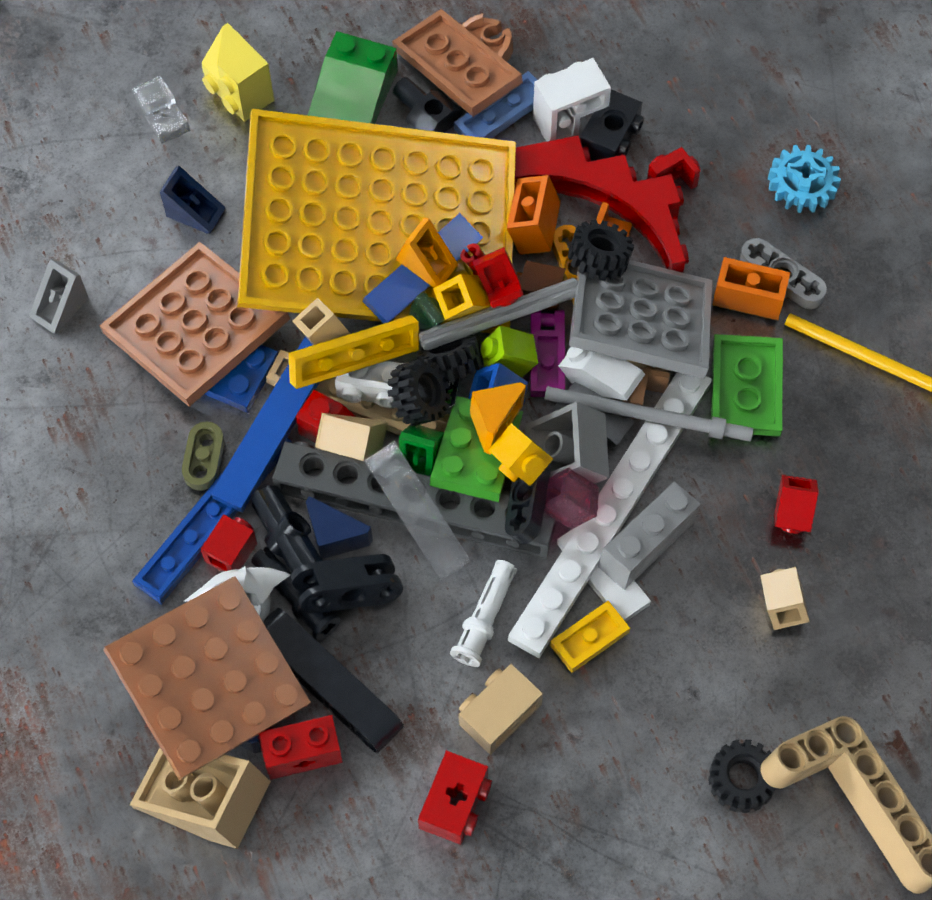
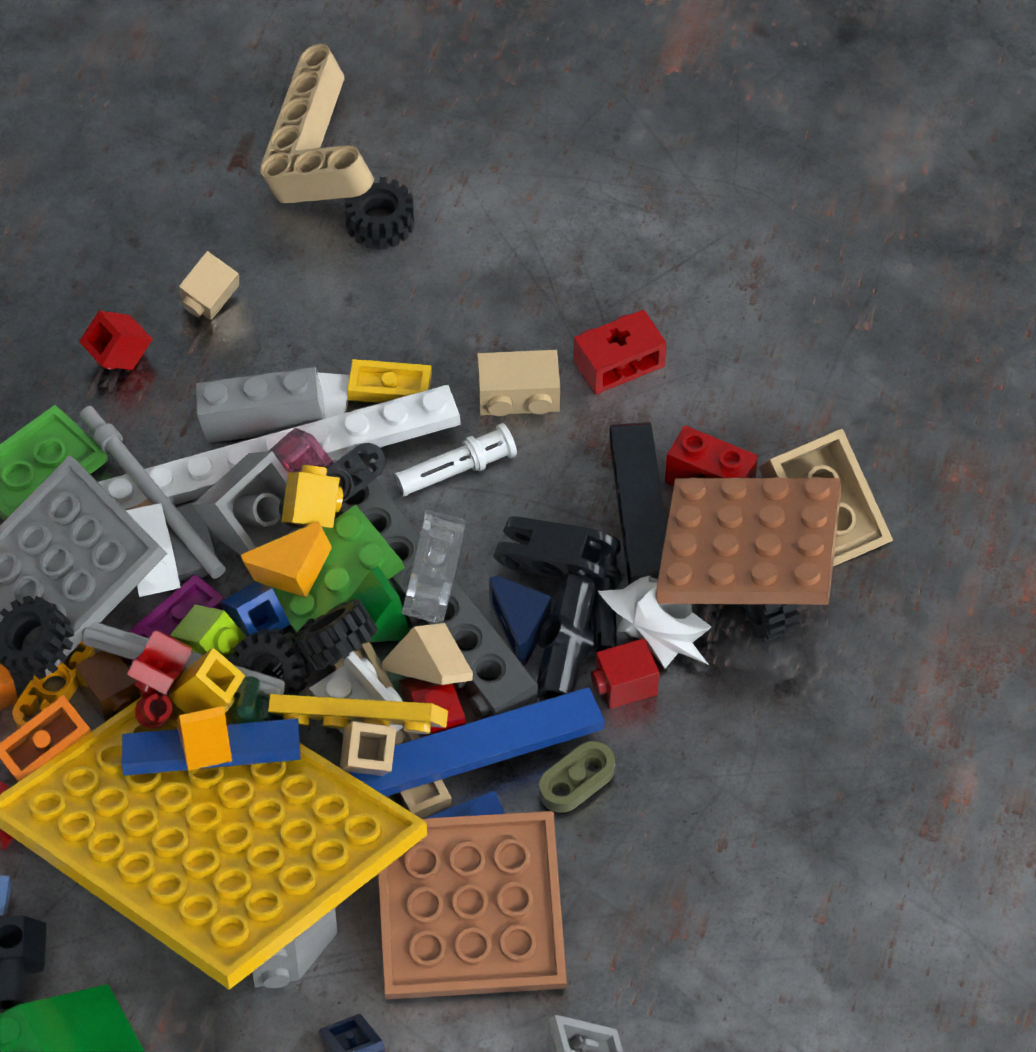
camera: 140 degrees left, 10 degrees down
(184, 545) = (647, 721): blue tile -> none

